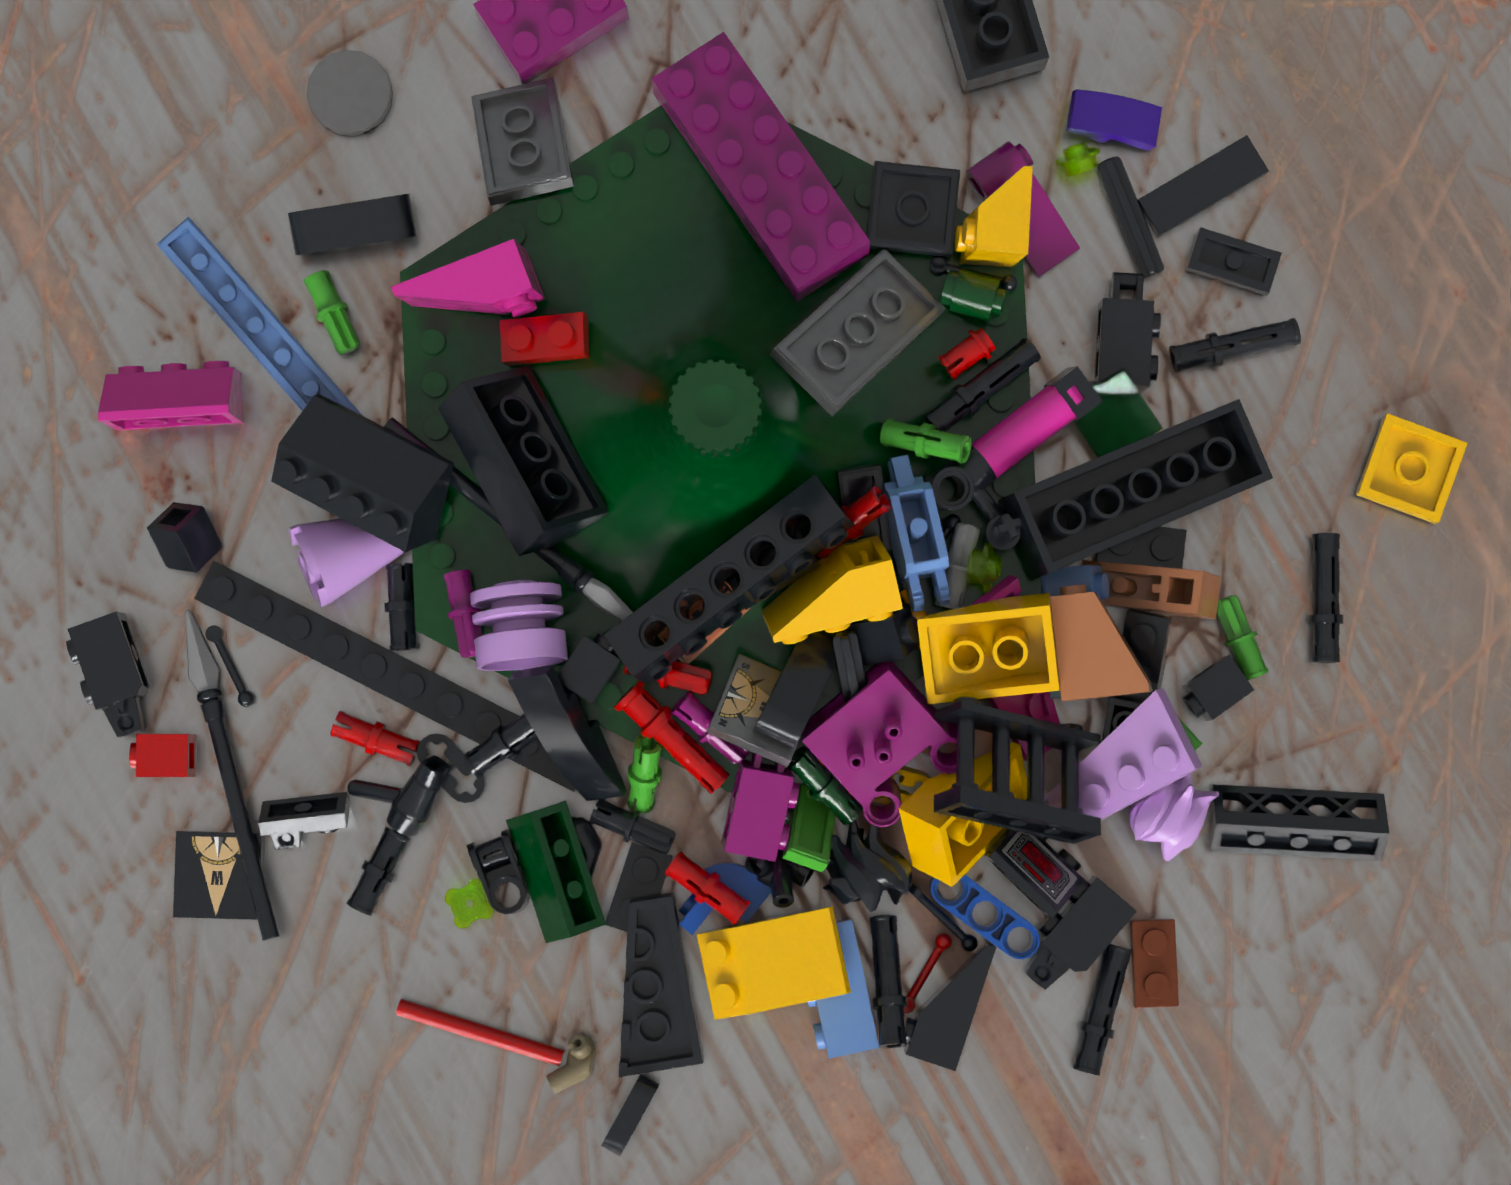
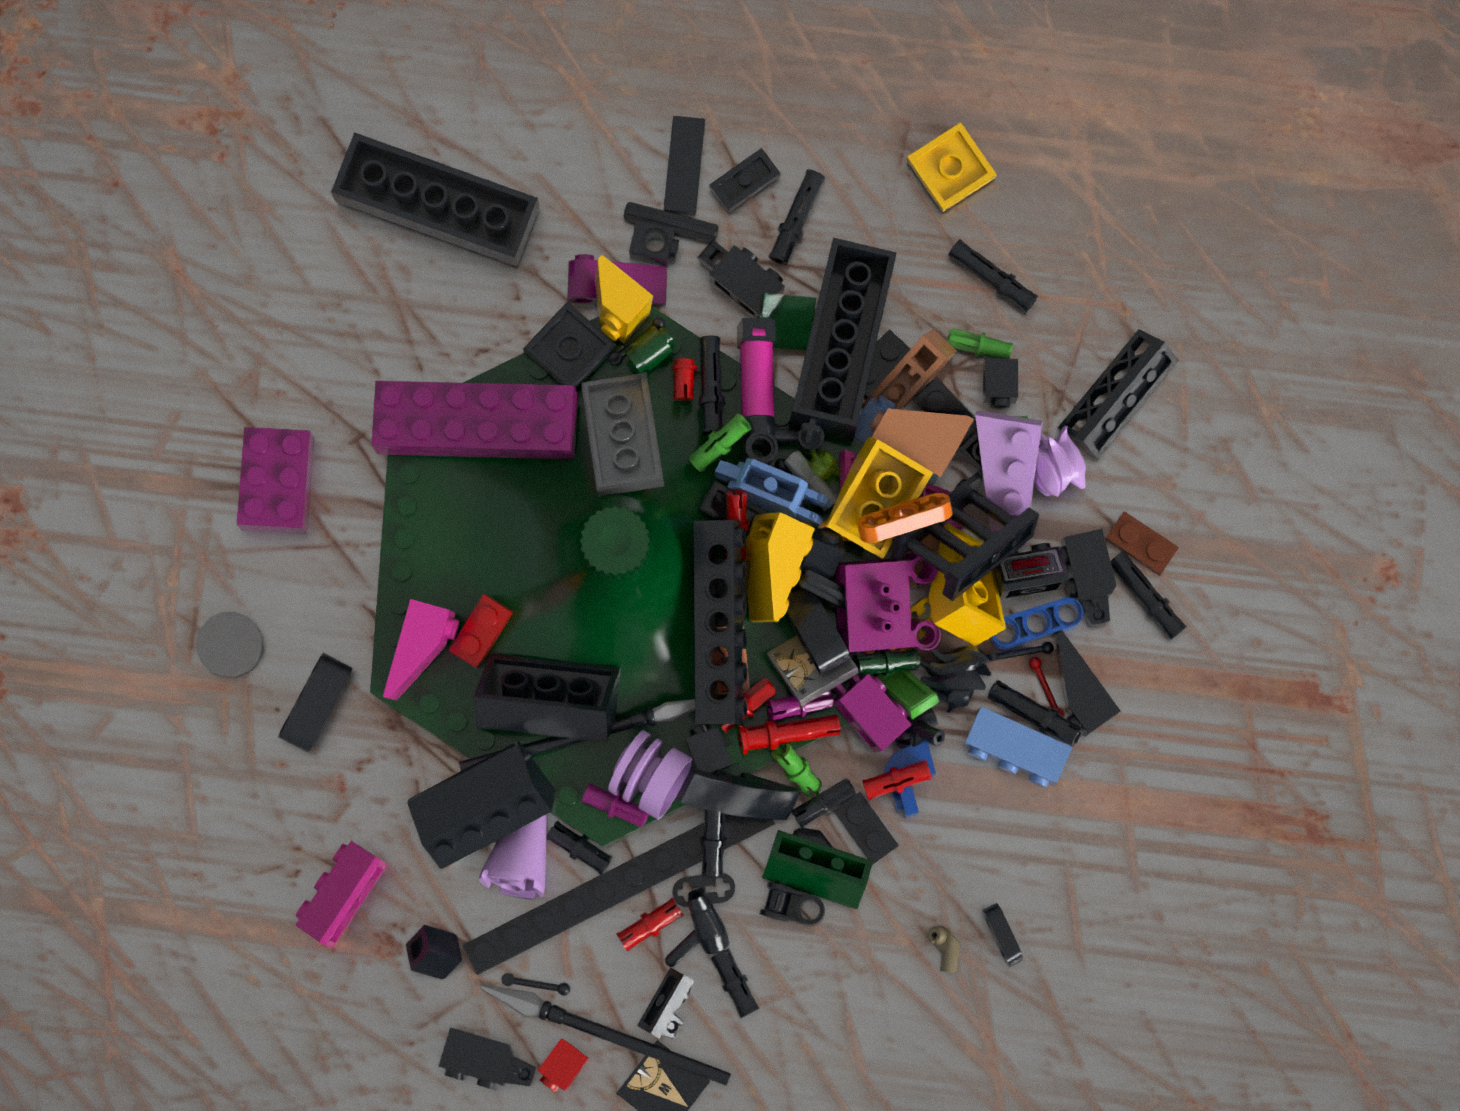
camera: 60 degrees left, 5 degrees down
(248, 316) = (323, 811): medium blue tile -> none
(332, 311) = (360, 755): bright green axle -> none
(457, 898) = (805, 936): clear neon green plate -> none
(480, 1032) = (882, 993): red bar -> none
(522, 141) = (344, 557): flat silver tile -> none
(658, 1000) = (945, 866): black wing -> none
(773, 963) = (973, 773): yellow slope -> none
(972, 683) = (904, 517): none -> orange beam
(1078, 159) = (611, 227): clear neon green plate -> none
(1092, 197) = (643, 233): none -> black brick
(1114, 117) = (602, 186): dark purple slope -> none

